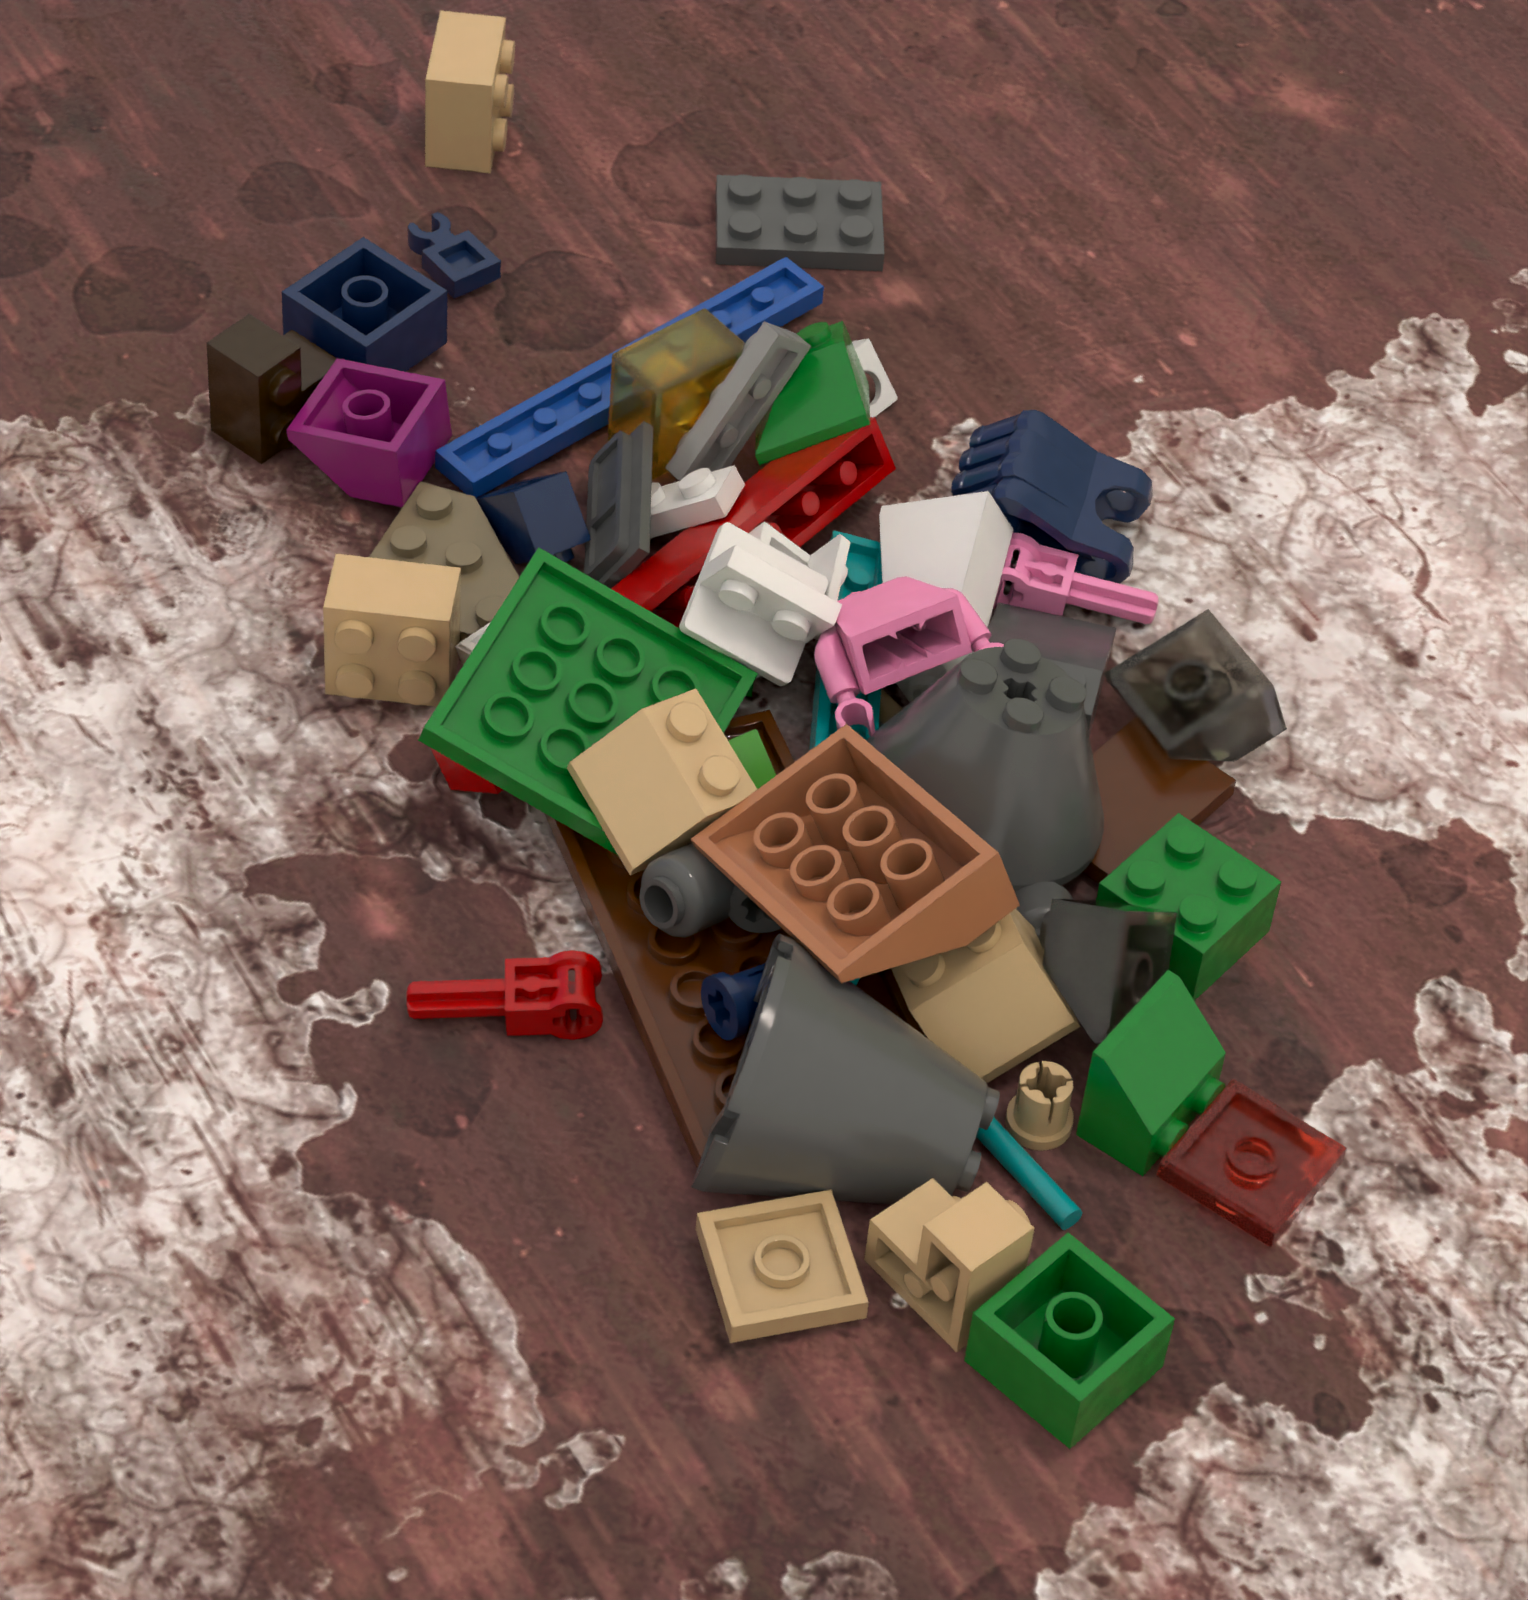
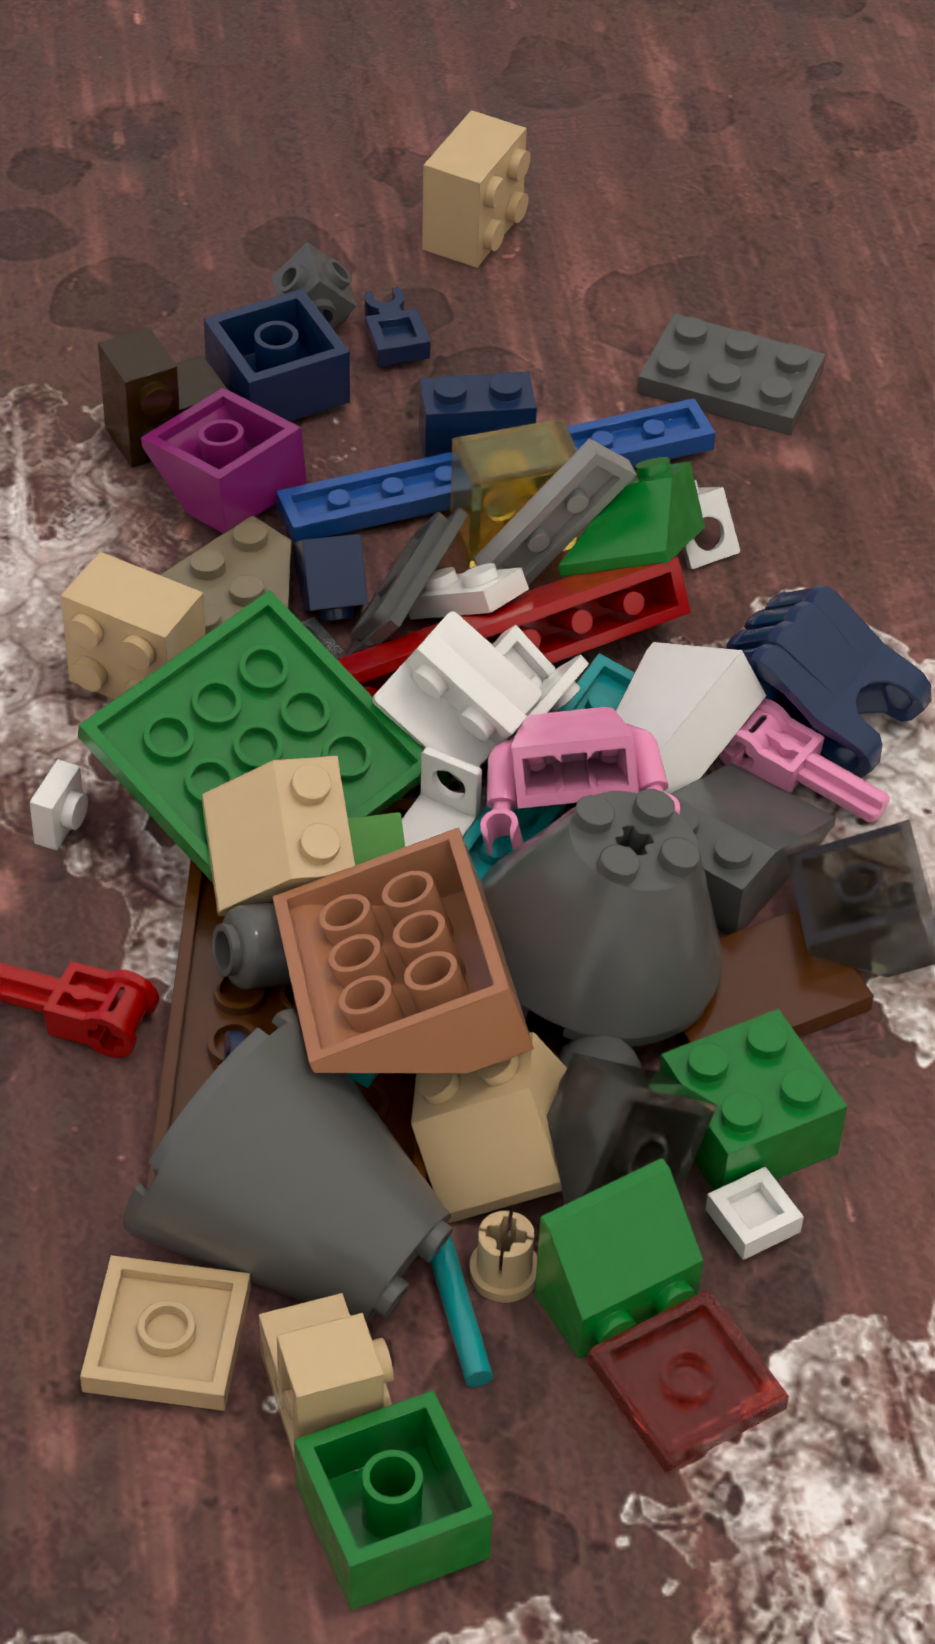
camera: 25 degrees right, 0 degrees up
(361, 219) = (323, 281): none -> dark grey brick
(402, 816) = (58, 805): none -> white plate
(585, 323) = (472, 405): none -> dark blue brick
(783, 721) = (437, 806): none -> white bracket
(1235, 1001) = (754, 1213): none -> white plate

